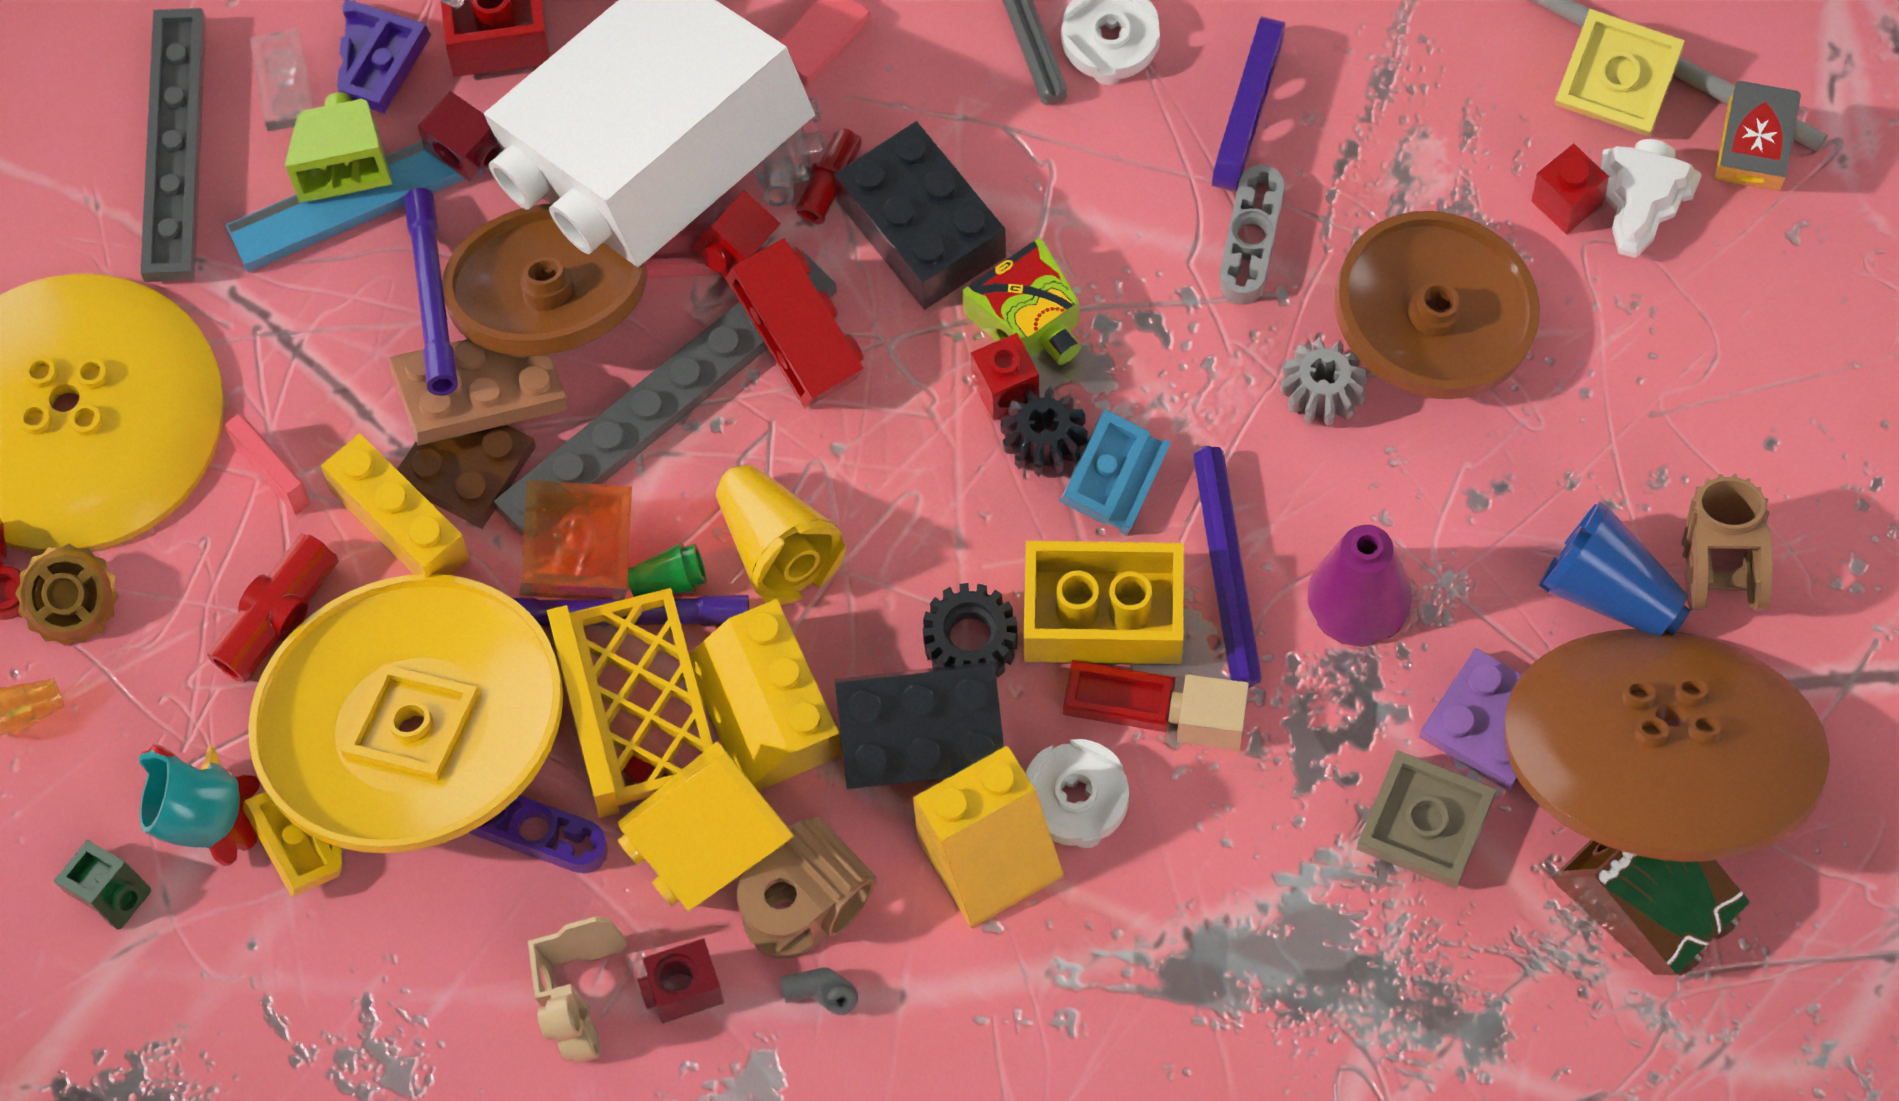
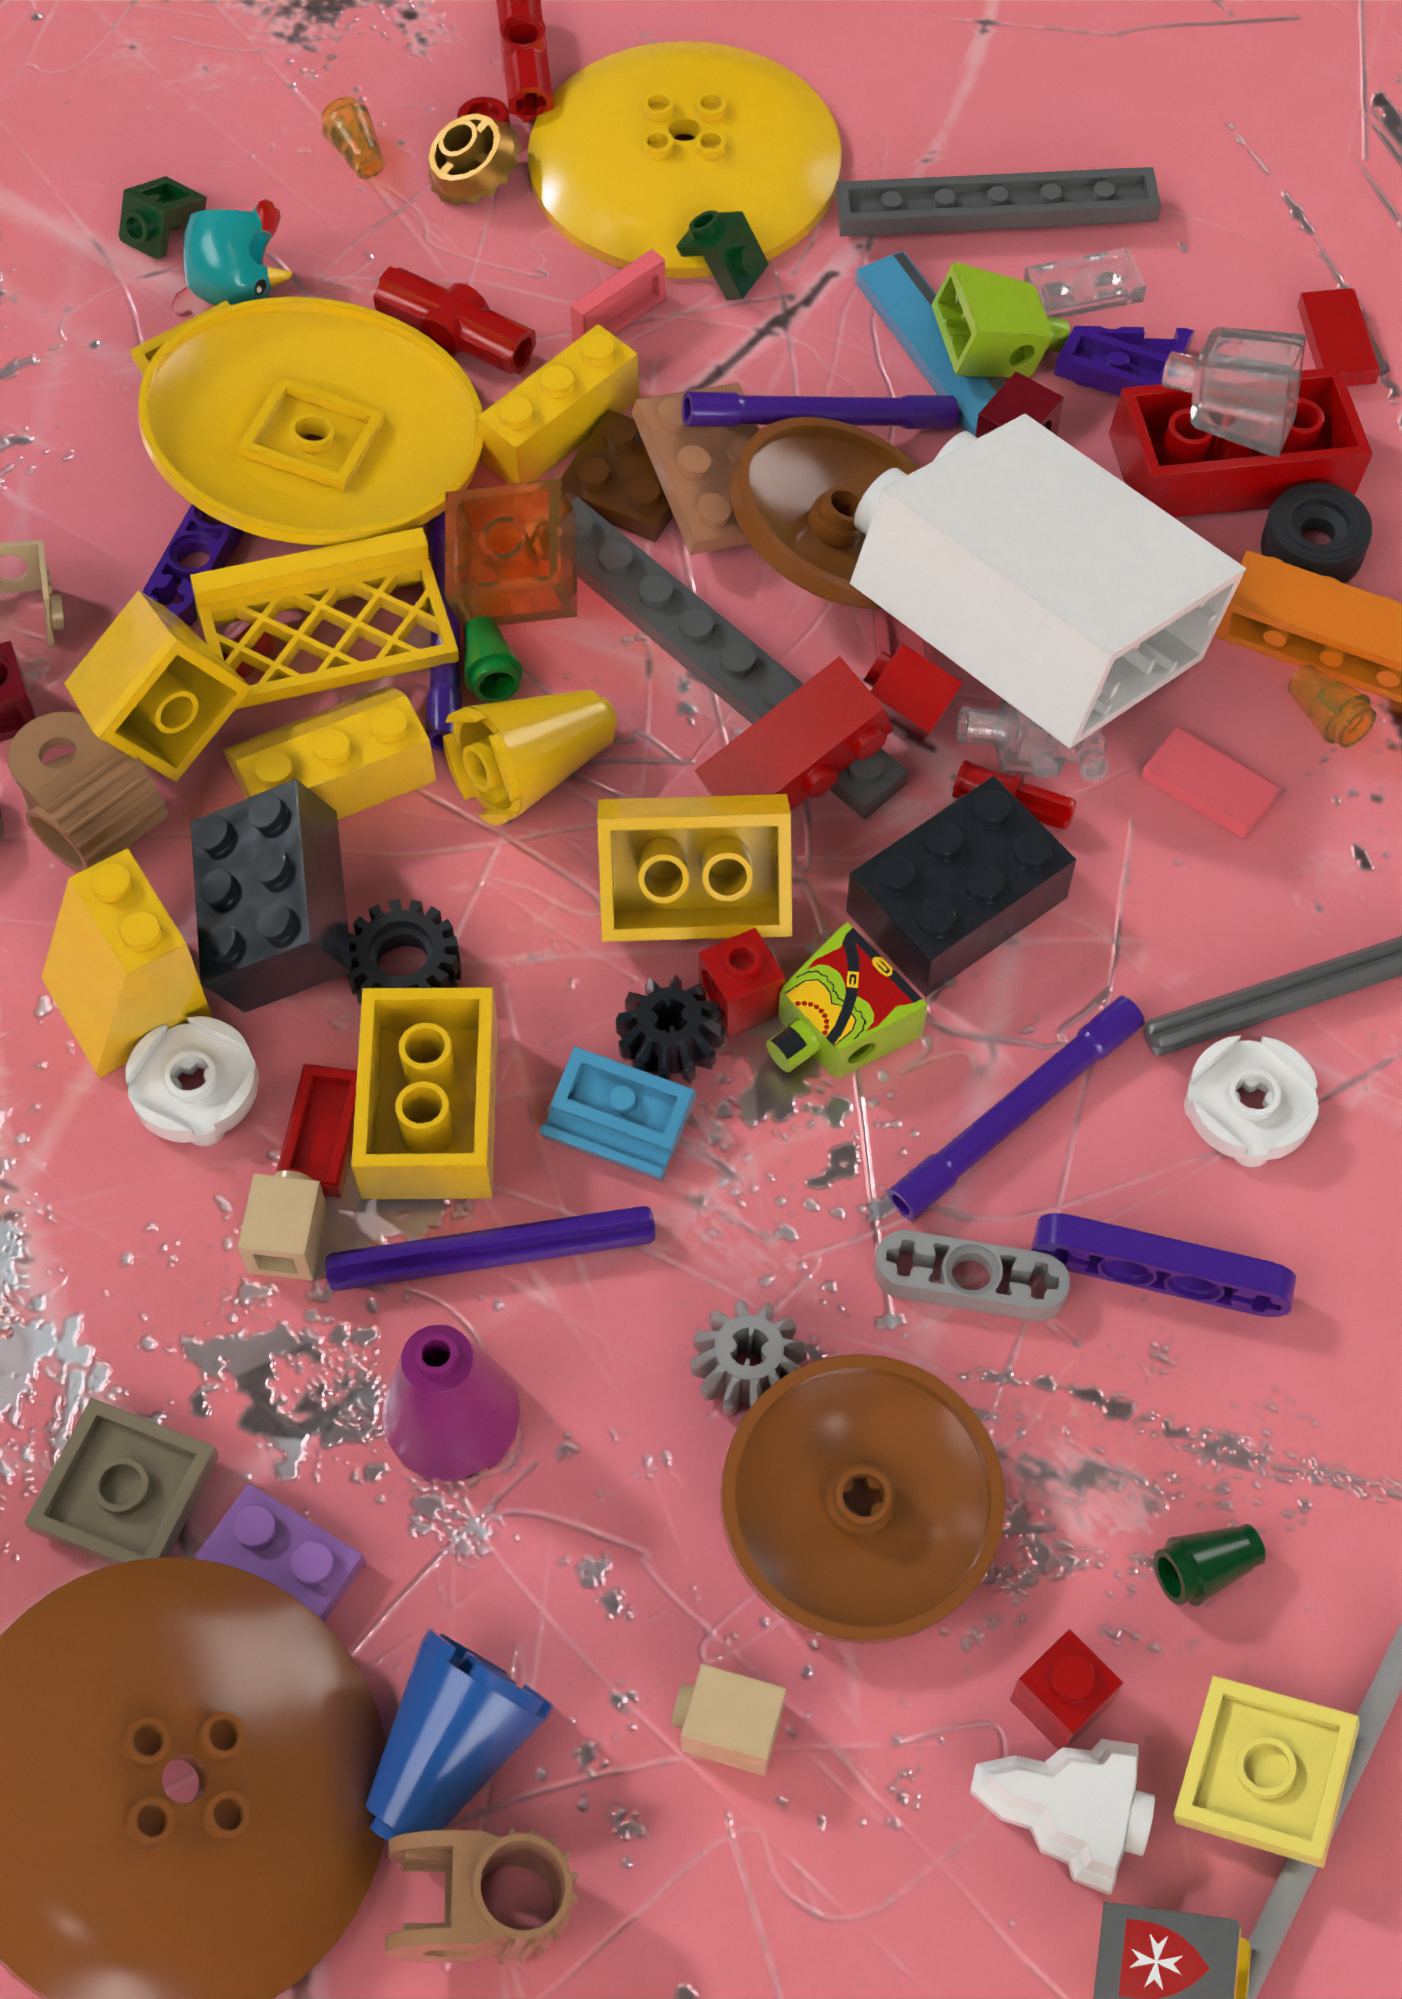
camera: 85 degrees right, 5 degrees down
(213, 369) = (728, 249): none -> dark green bracket
(910, 396) = (694, 867): none -> yellow brick
(1165, 248) = (941, 1170): none -> dark purple piece
(1474, 98) = (1206, 1562): none -> dark green cone
(1593, 400) = (729, 1718): none -> tan brick

